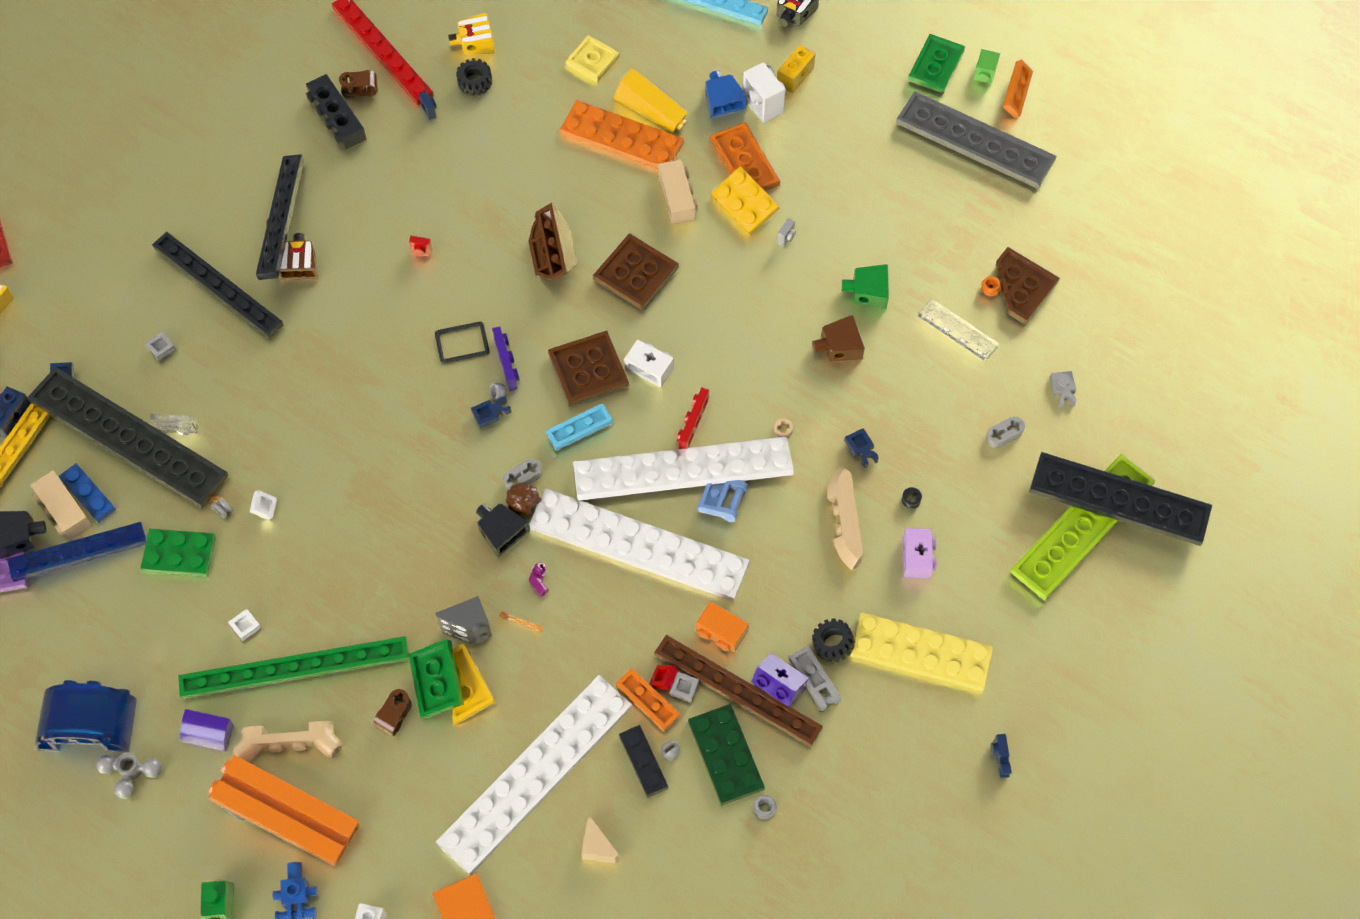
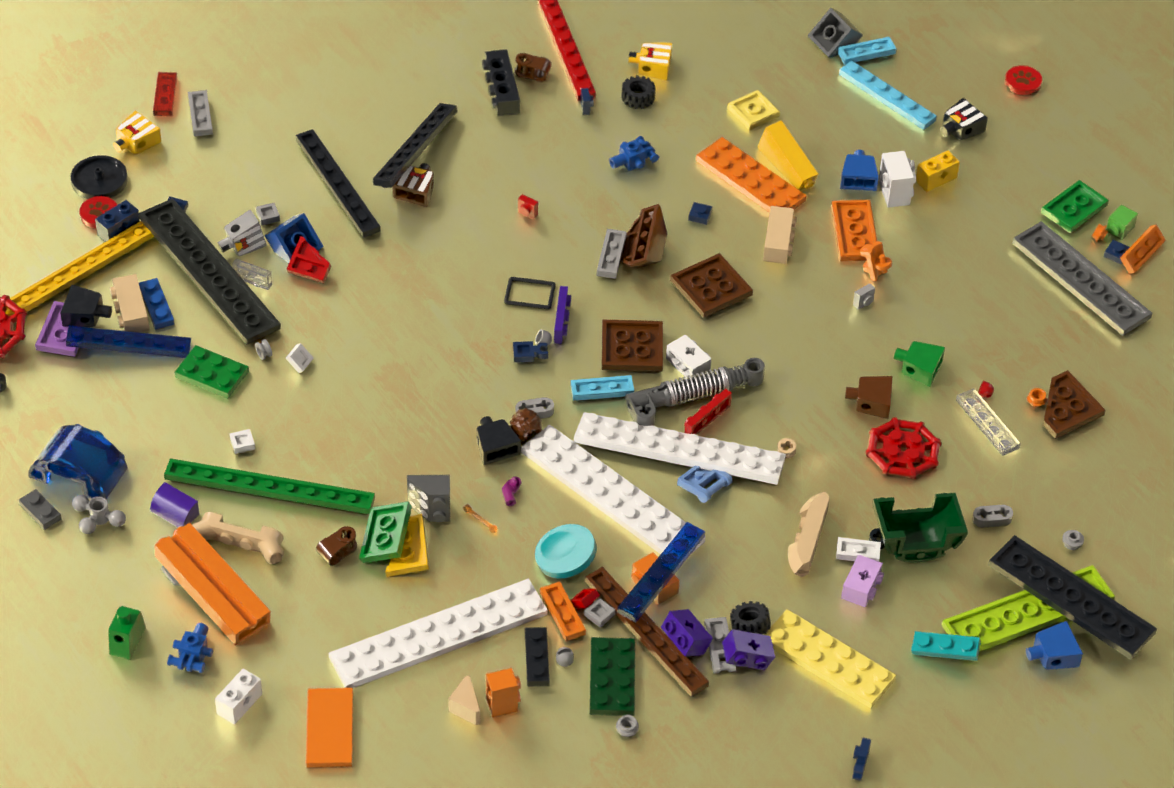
camera: 20 degrees right, 15 degrees down
(41, 251) = (200, 113): none -> light grey plate
(64, 786) = (39, 509): none -> dark grey plate
(146, 383) = (243, 235): none -> light grey torso
(200, 367) = (286, 236): none -> blue slope
(226, 389) = (308, 262): none -> red wing
(500, 149) = (633, 154): none -> blue piece
(524, 270) = (611, 253): none -> light grey plate
(590, 192) = (700, 213): none -> dark blue plate
(623, 630) = (565, 551): none -> piece
(631, 823) = (502, 692): none -> orange brick
(649, 409) = (681, 390): none -> dark grey piece
(728, 623) = (661, 572): none -> clear blue plate
(745, 200) = (838, 260): yellow plate -> none
(782, 190) = (876, 260): none -> orange hips
(847, 677) = (748, 649): none -> dark purple brick
(861, 444) = (852, 483): dark blue plate -> none
(892, 376) = (902, 462): none -> red plate
(899, 519) = (850, 548): none -> white plate
(940, 294) = (986, 389): none -> red hinge
(953, 475) = (921, 532): none -> dark green cylinder
(971, 84) = (1100, 232): none -> orange plate
(994, 99) = (1115, 251): none -> dark blue plate
(1027, 596) = (946, 646): none -> teal plate
(1063, 385) = (1066, 499): light grey plate -> none
(1089, 435) = (1073, 539): none -> light grey plate
(1126, 558) = (1056, 648): none -> blue torso

